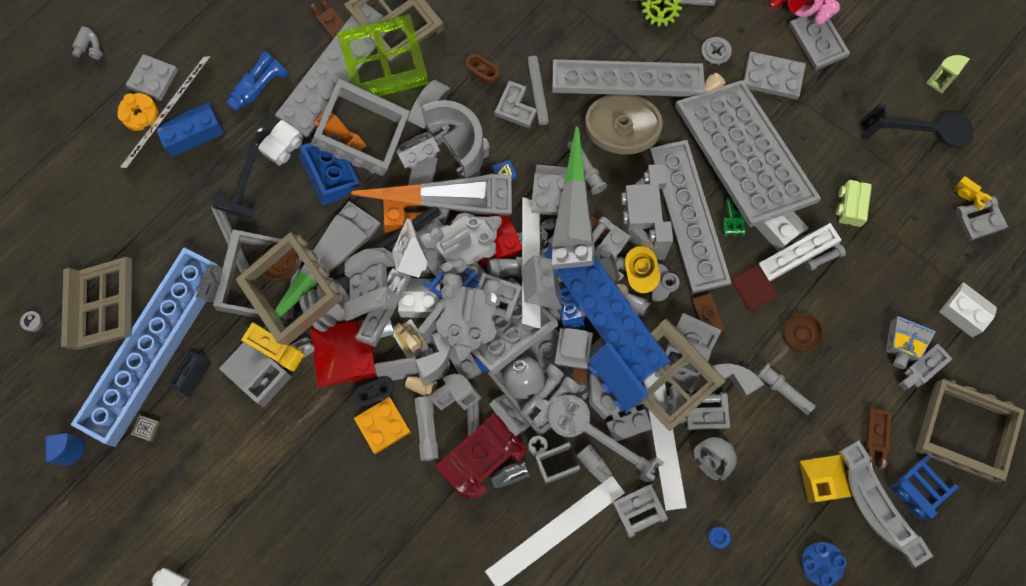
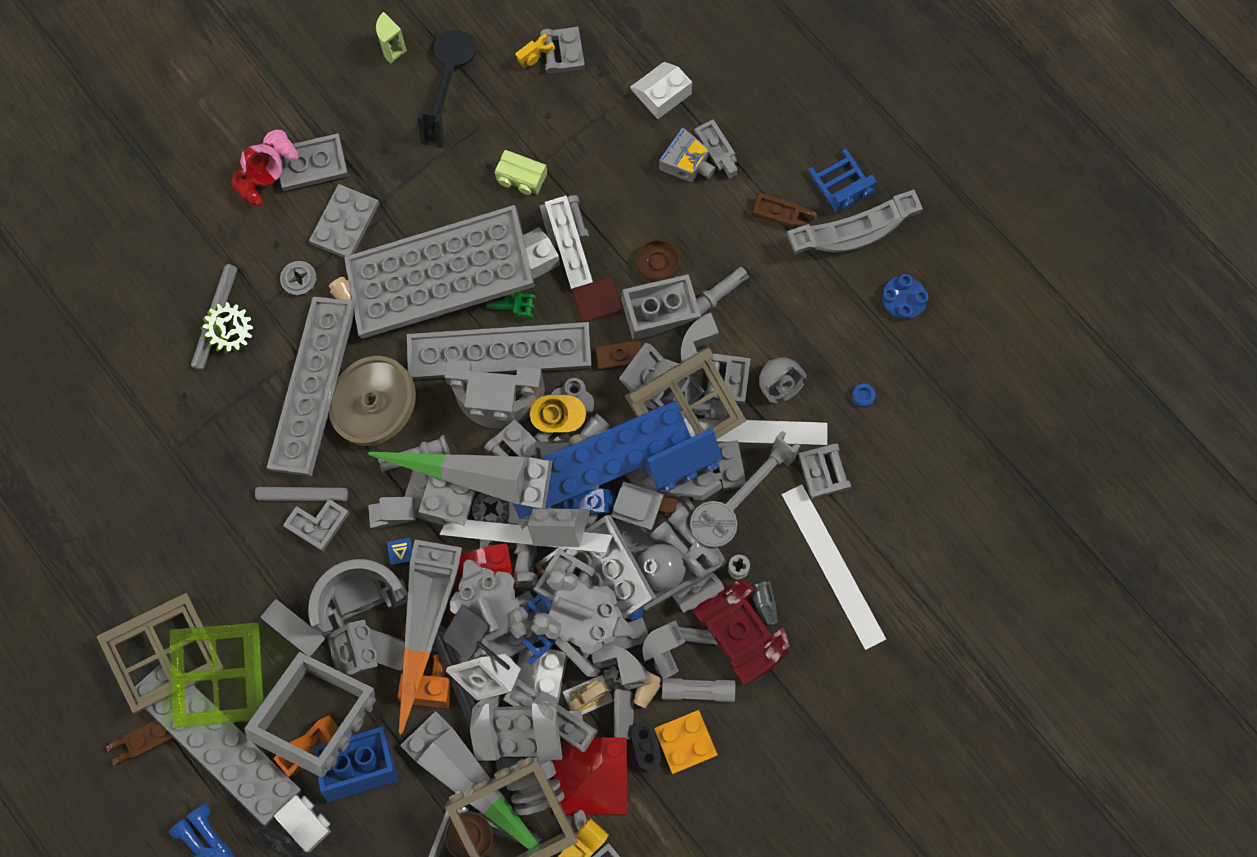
camera: 80 degrees left, 0 degrees up
(437, 227) = (467, 633): none -> black piece
(483, 69) = (256, 554): reddish brown plate -> none
(534, 157) = (391, 512): none -> light grey slope
(538, 458) = (768, 566): light grey piece -> none
(594, 463) = (766, 509): light grey hinge -> none
(759, 339) = (659, 306): none -> light grey slope
(824, 479) = (819, 275): yellow slope -> none
(1007, 444) = (807, 89): dark tan window -> none

